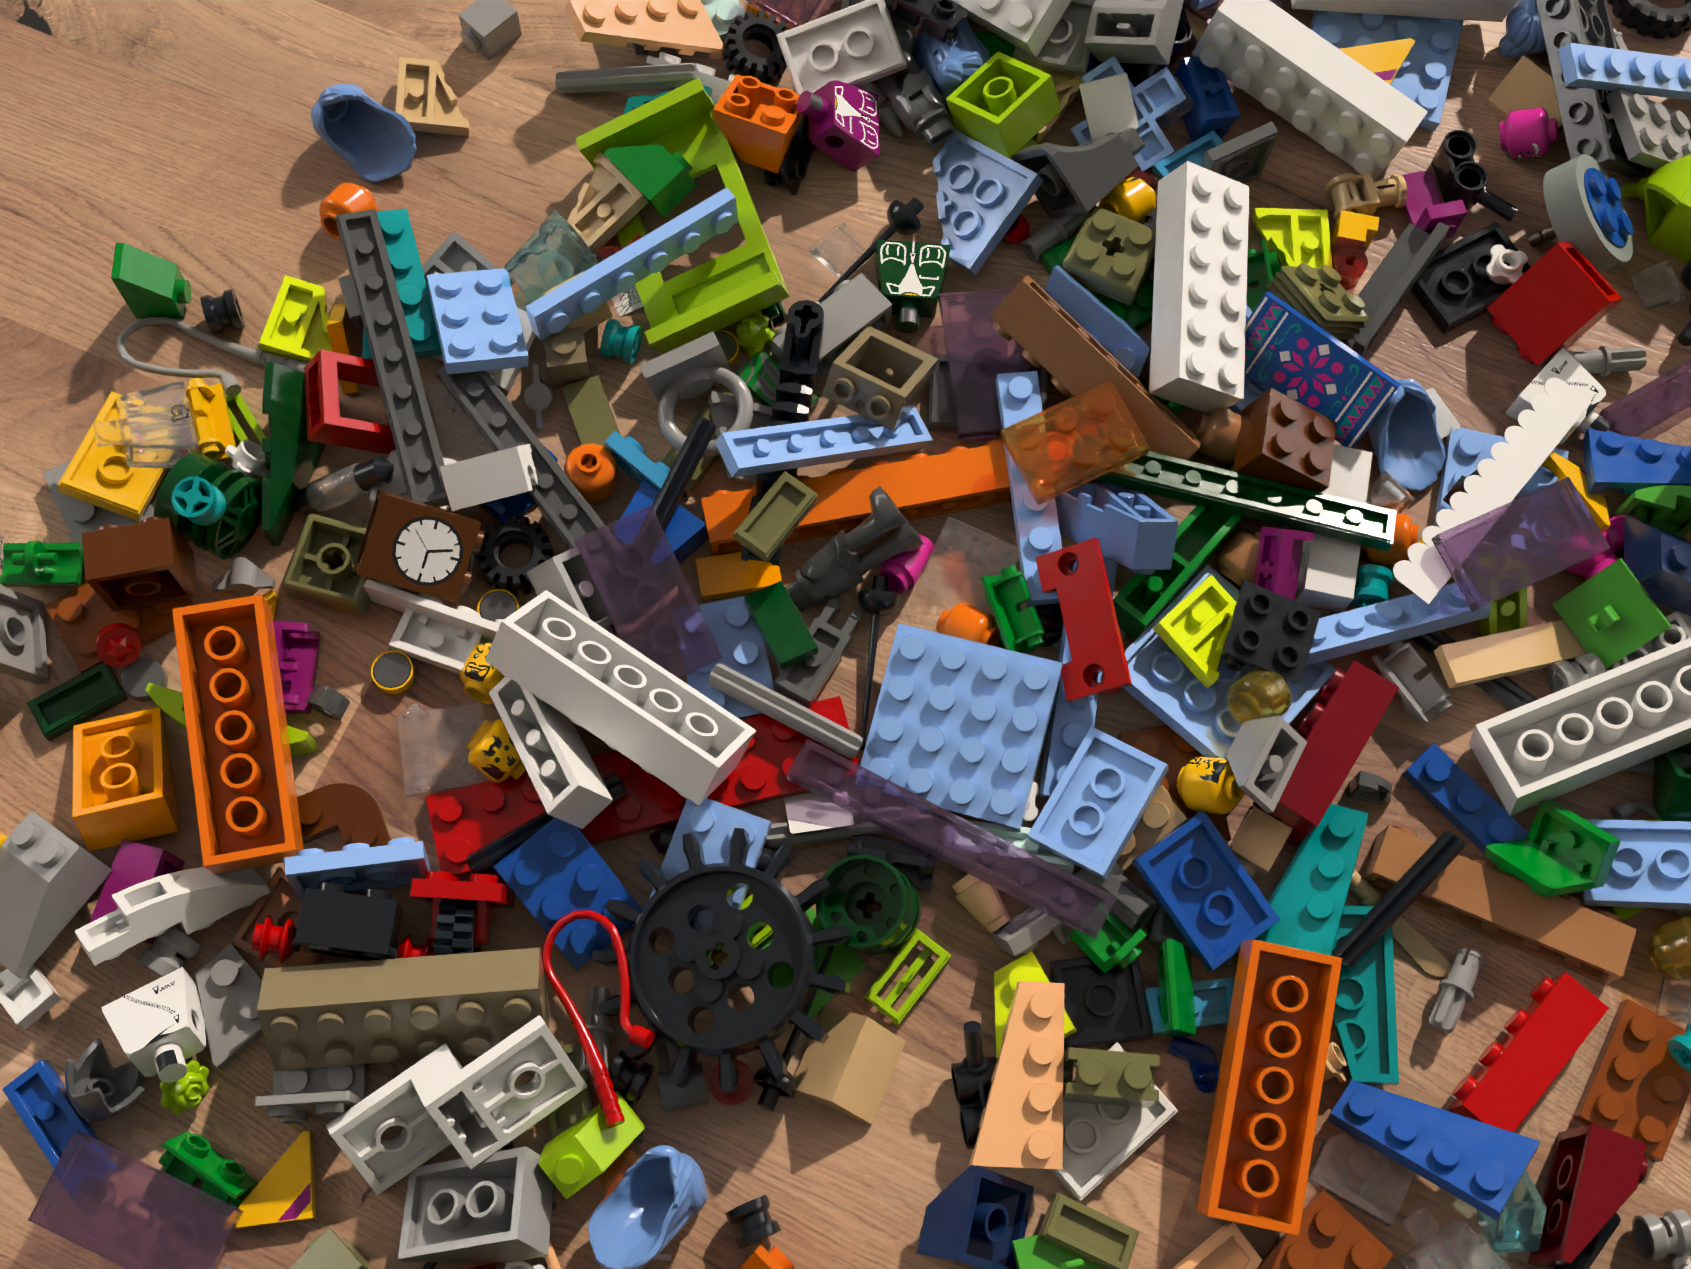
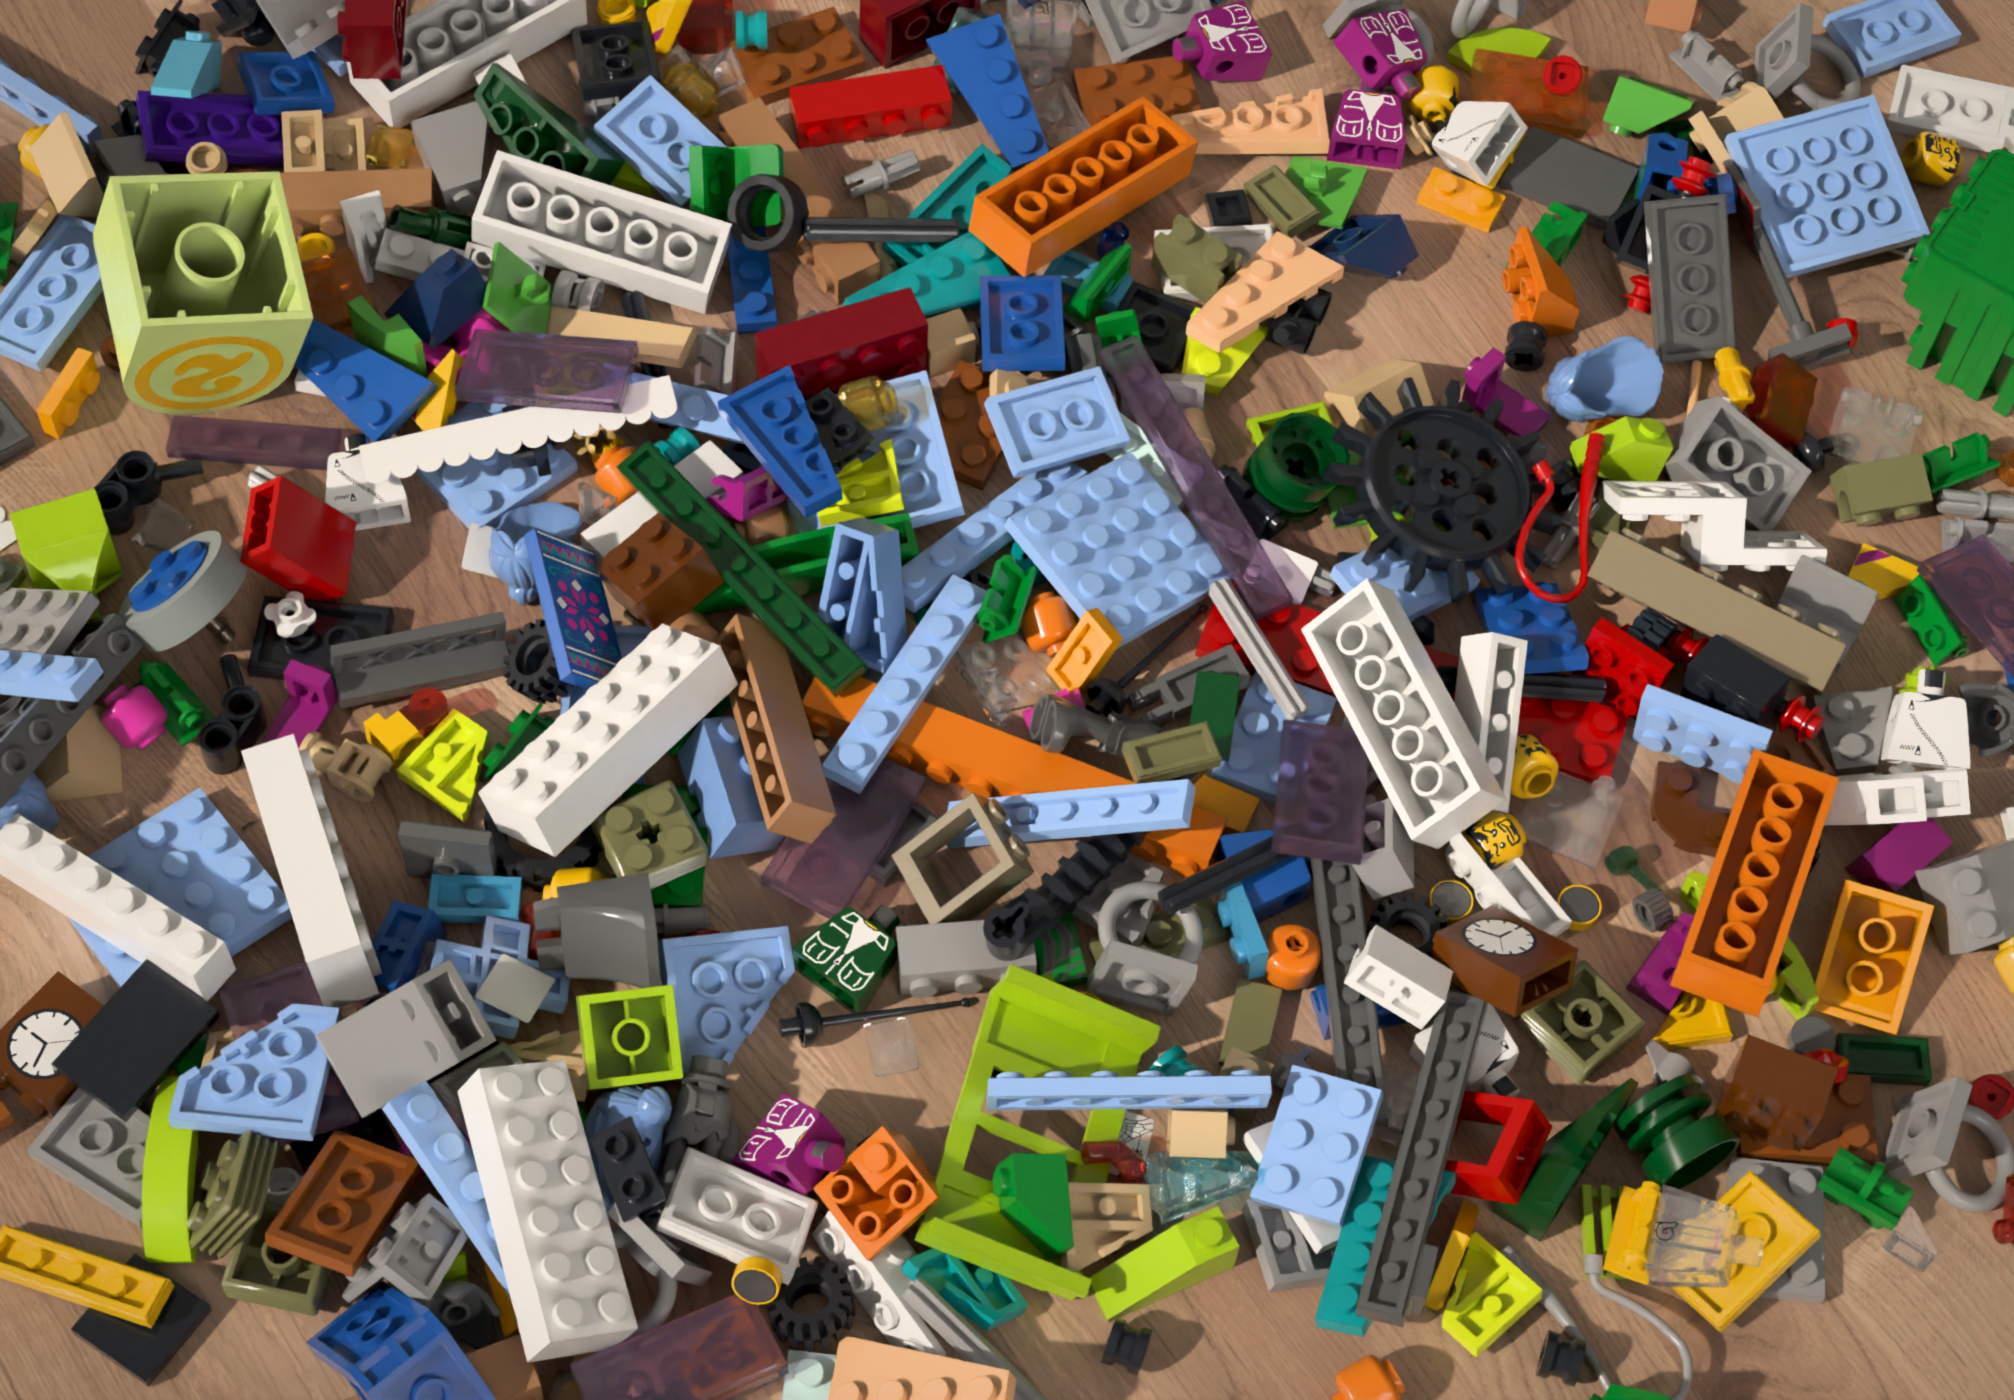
camera: 145 degrees left, 10 degrees down
(191, 493) = (1694, 1075): teal wheel -> none
(248, 458) = (1615, 1163): white plate -> none
(343, 486) = (1536, 1077): piece -> none
(376, 737) = (1624, 860): none -> clear green hand
(532, 145) = (1126, 1346): none -> black wheel
(533, 206) = (1166, 1264): none -> lime slope
(735, 1139) = (1484, 386): none -> magenta bracket
(796, 17) = (756, 1280): none -> tile
(917, 611) = (1084, 652): none -> light orange plate
(1074, 442) = (849, 670): clear orange plate -> none
(1087, 618) = (959, 531): red brick -> none
(1131, 1192) = (1228, 208): none -> black tile
(1209, 785) = (957, 377): yellow head -> none
(1265, 758) = (915, 346): light grey slope -> none
(1293, 597) = (784, 439): none -> blue wing
(1320, 299) = (506, 673): olive brick -> none
(1381, 58) = (213, 860): yellow tile -> none
(1500, 834) = (740, 213): none -> black tyre
(1509, 169) = (184, 708): none -> green hinge

